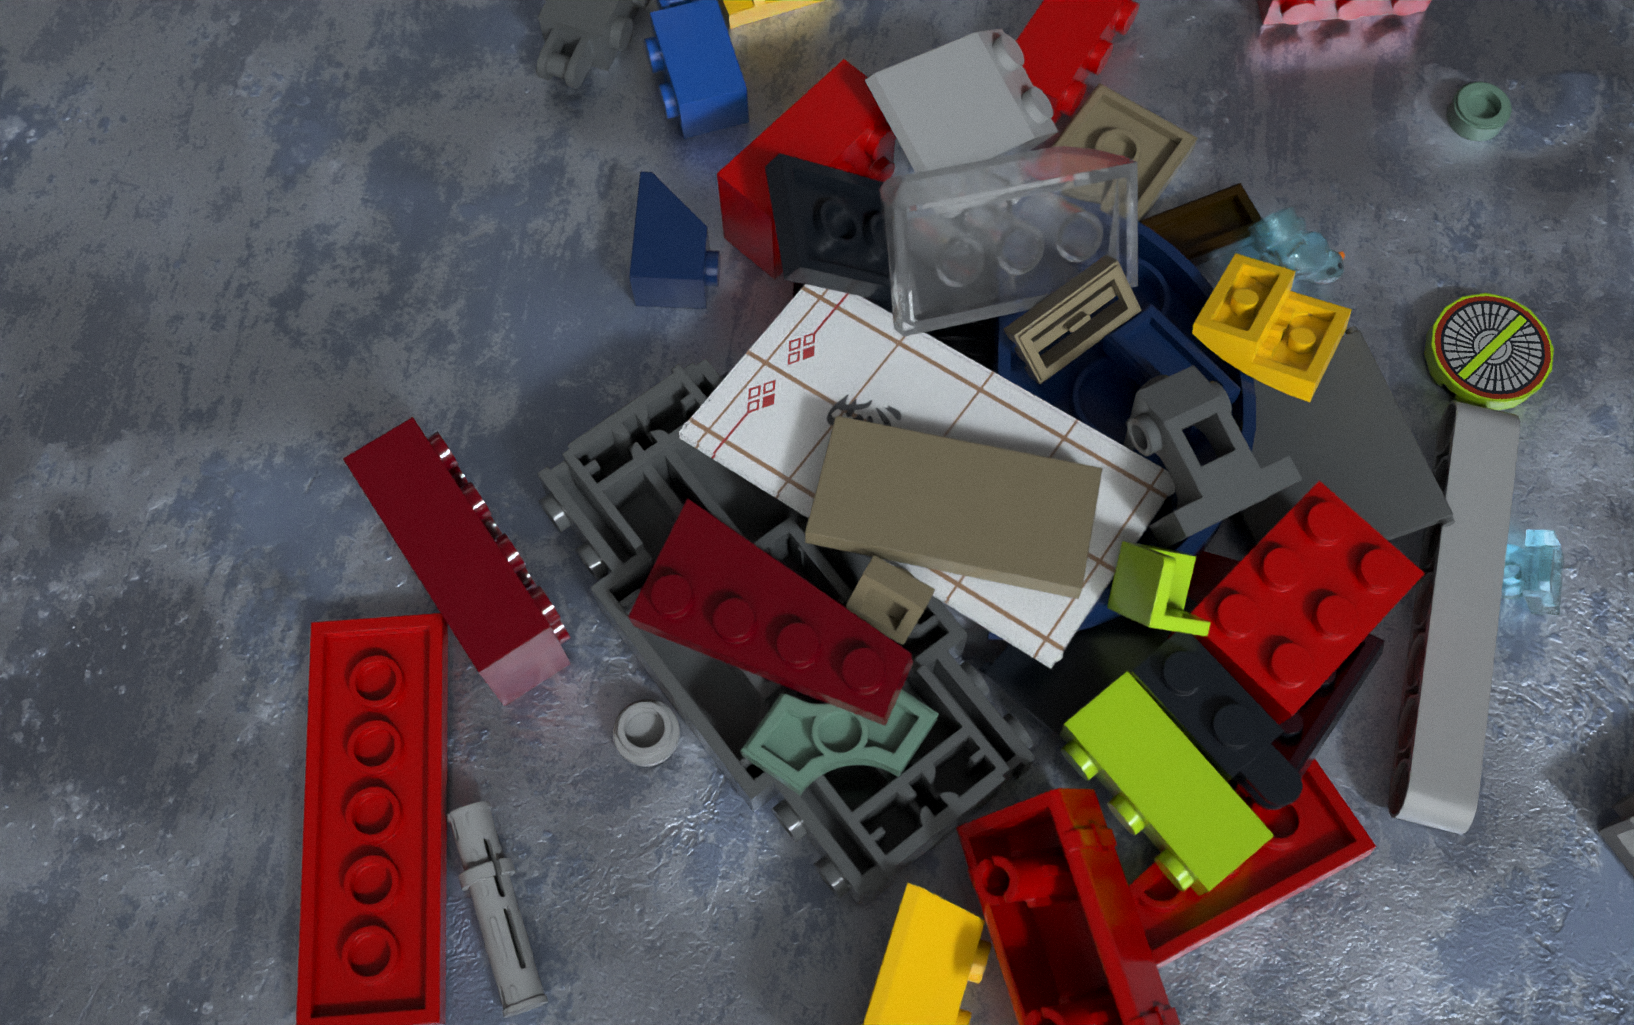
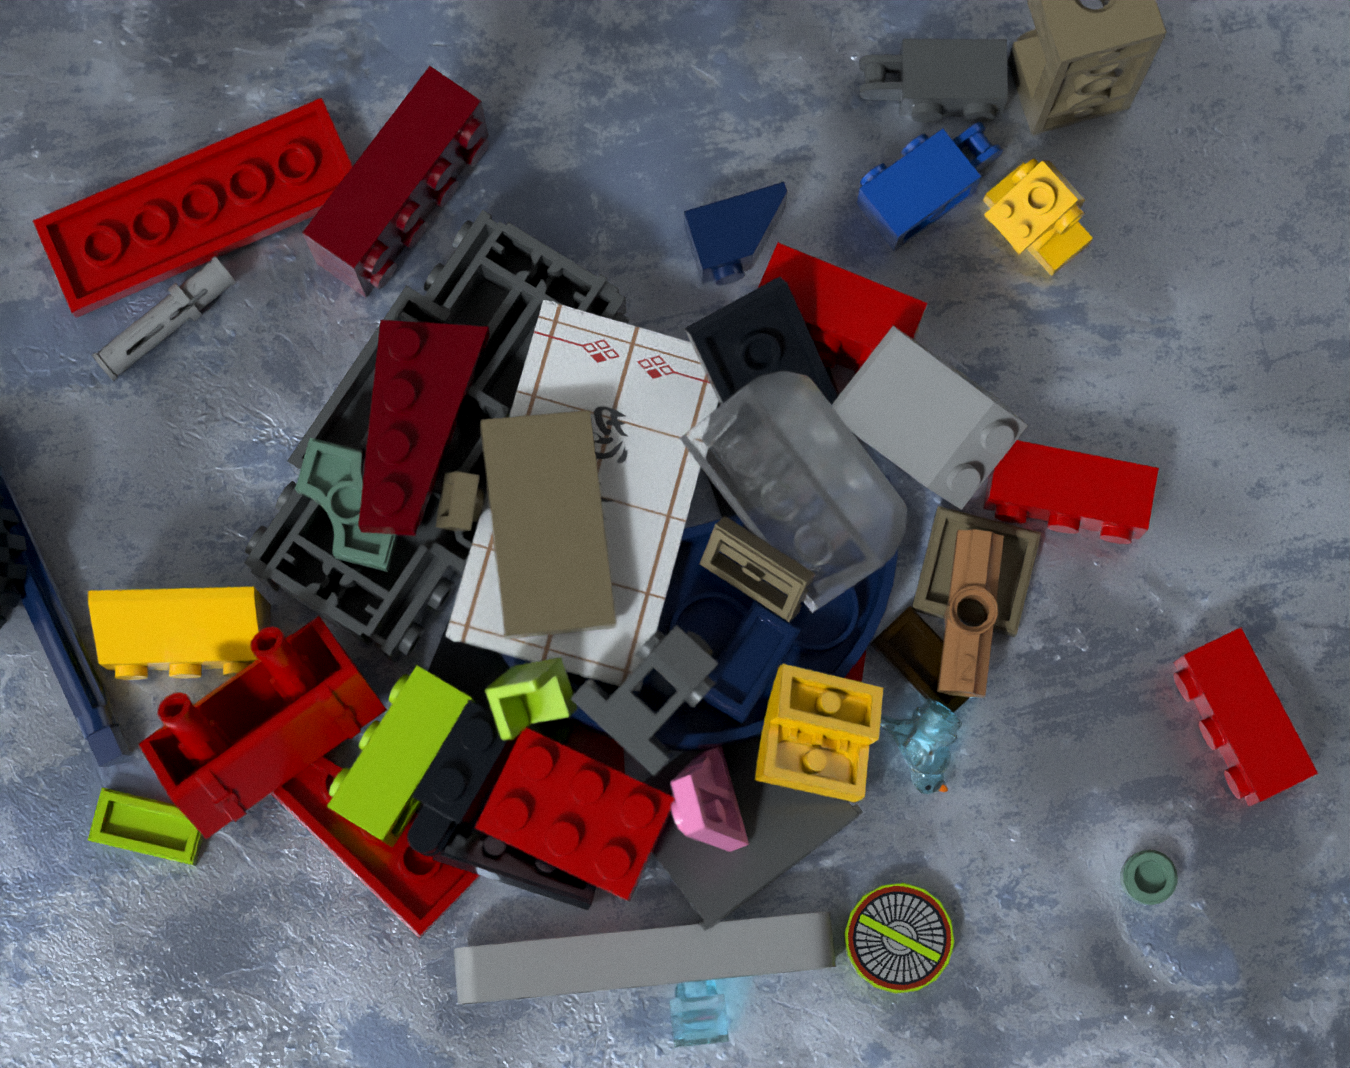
camera: 70 degrees right, 10 degrees up
(646, 732) = (325, 370): light grey plate -> none
(1202, 167) = (972, 579): none -> medium nougat piece
(1332, 459) = (707, 802): none -> bright pink wing

